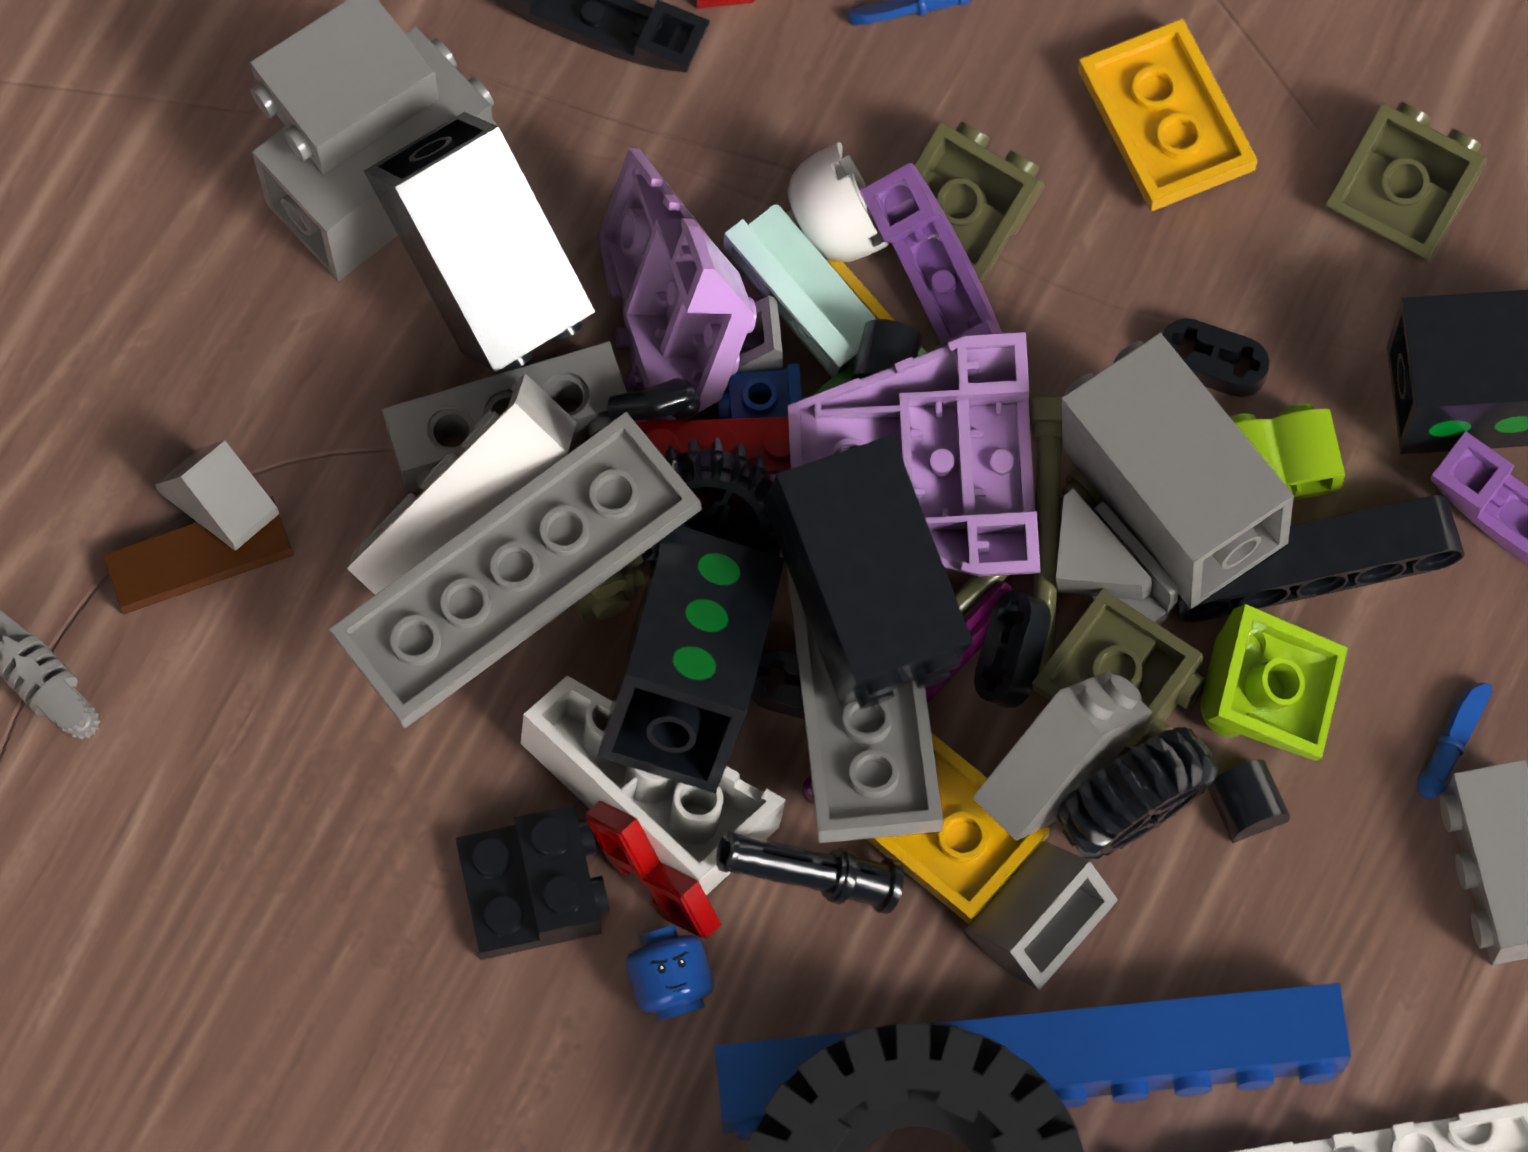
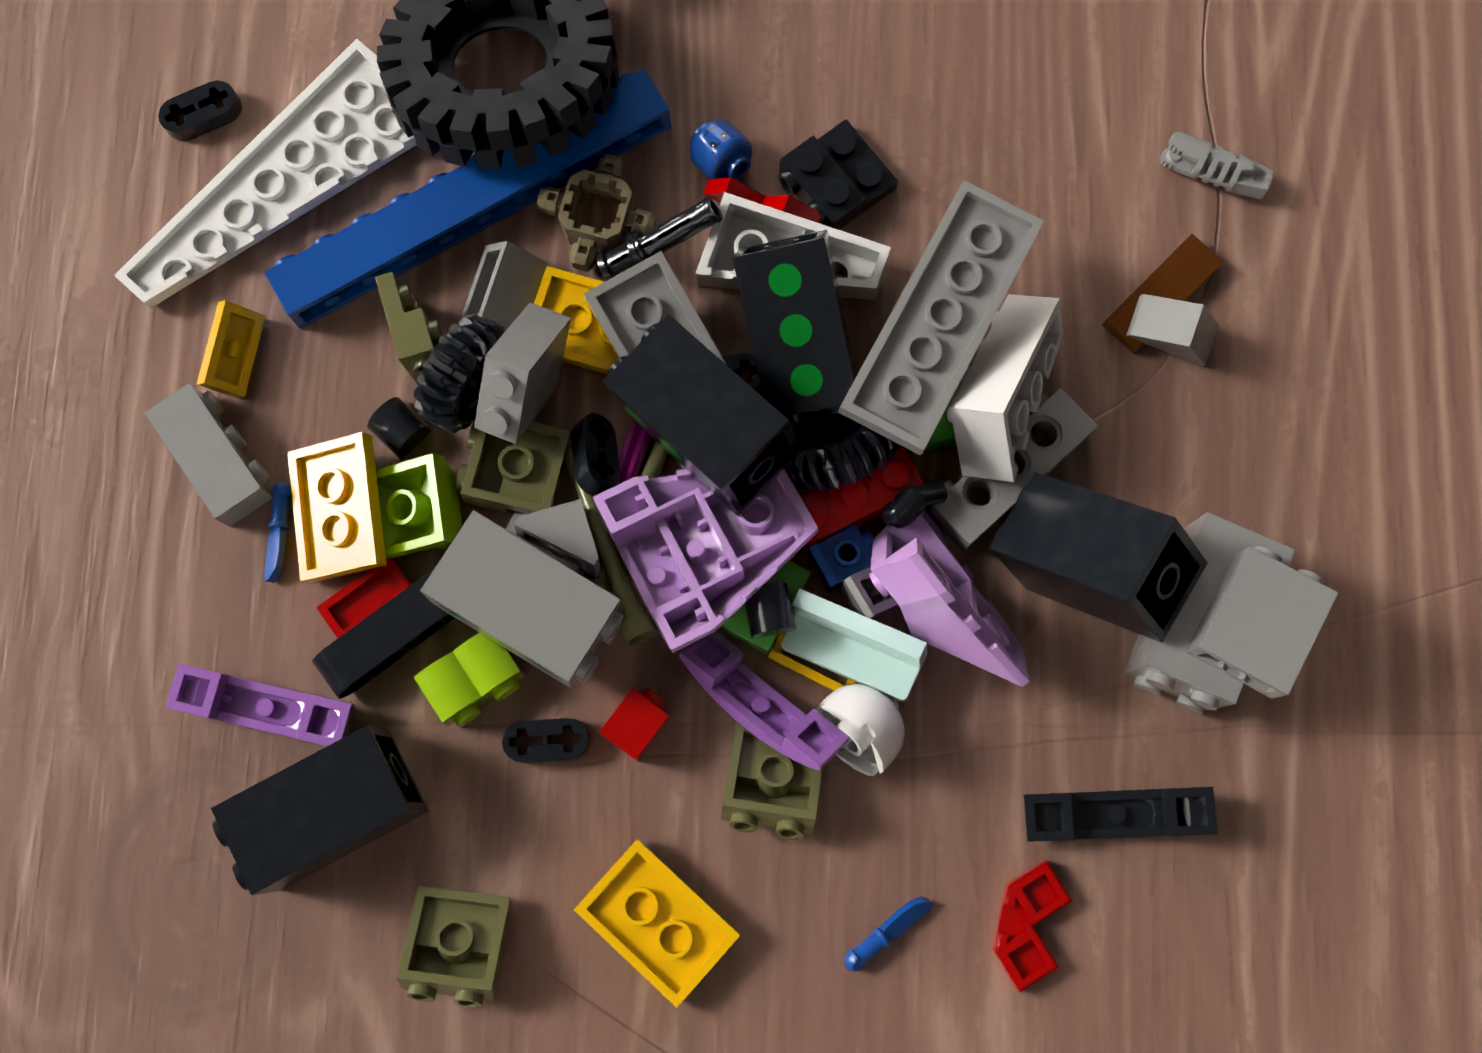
camera: 155 degrees right, 10 degrees up
(902, 933) = (608, 184): none -> dark tan piece
(1098, 324) = (636, 722): none -> red brick
(1179, 876) = (408, 324): none -> olive plate
(1366, 721) = (336, 508): none -> plate
(1372, 609) = (363, 596): none -> red tile
(1433, 990) = (231, 349): none -> yellow plate

